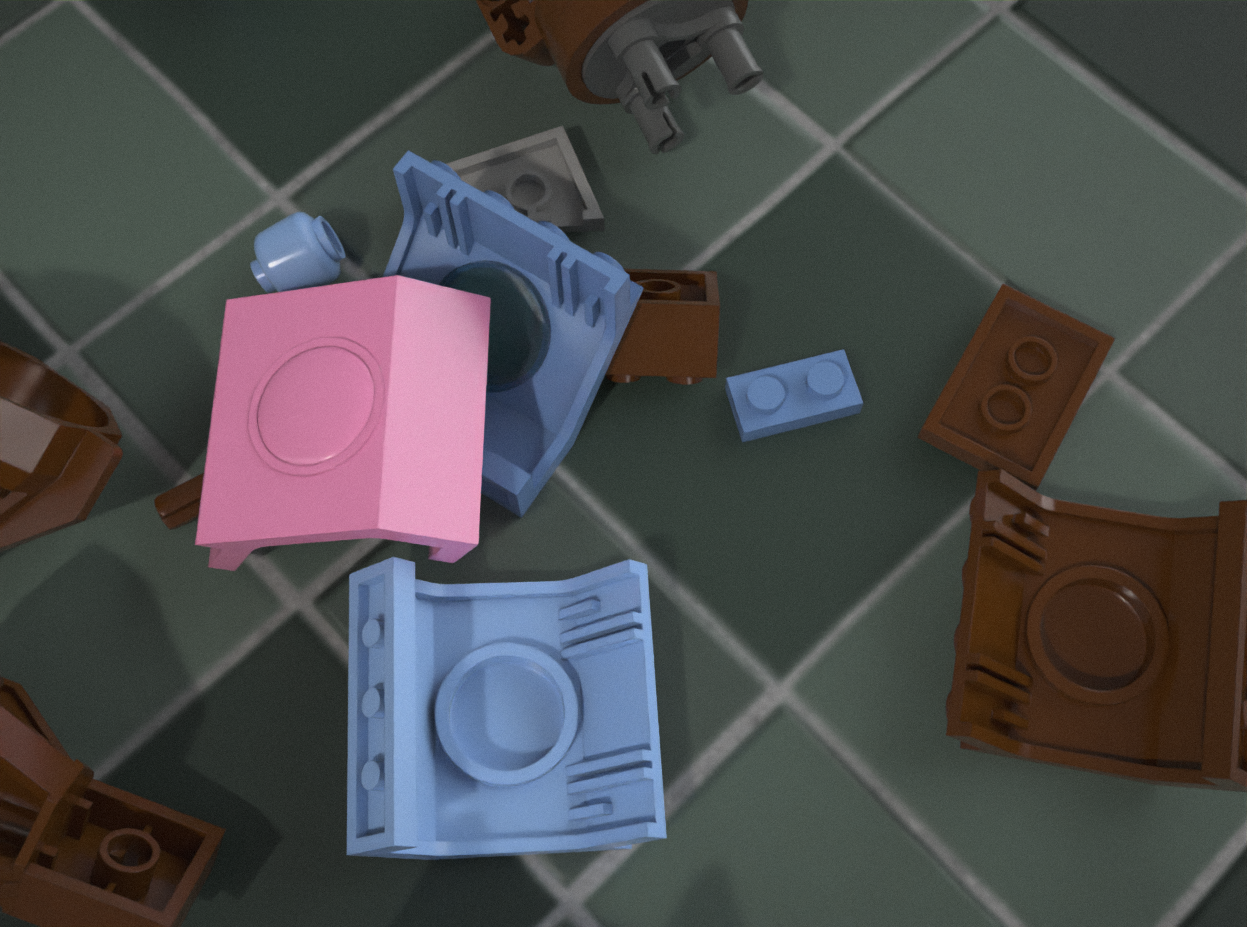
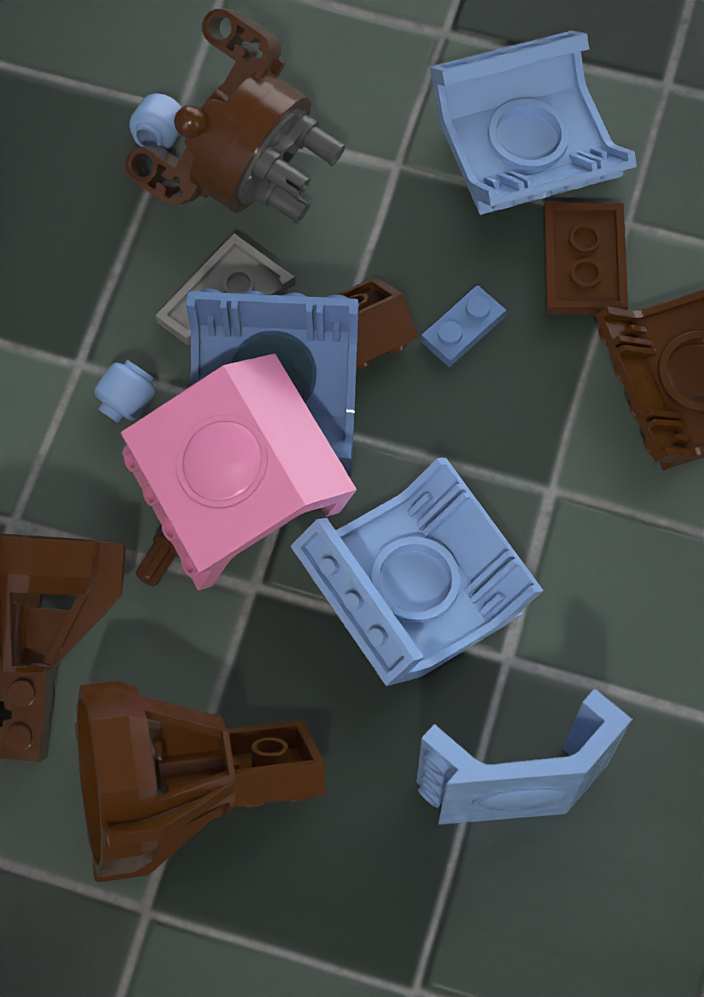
camera: 30 degrees left, 0 degrees up
(1039, 166) = (525, 122): none -> light blue panel

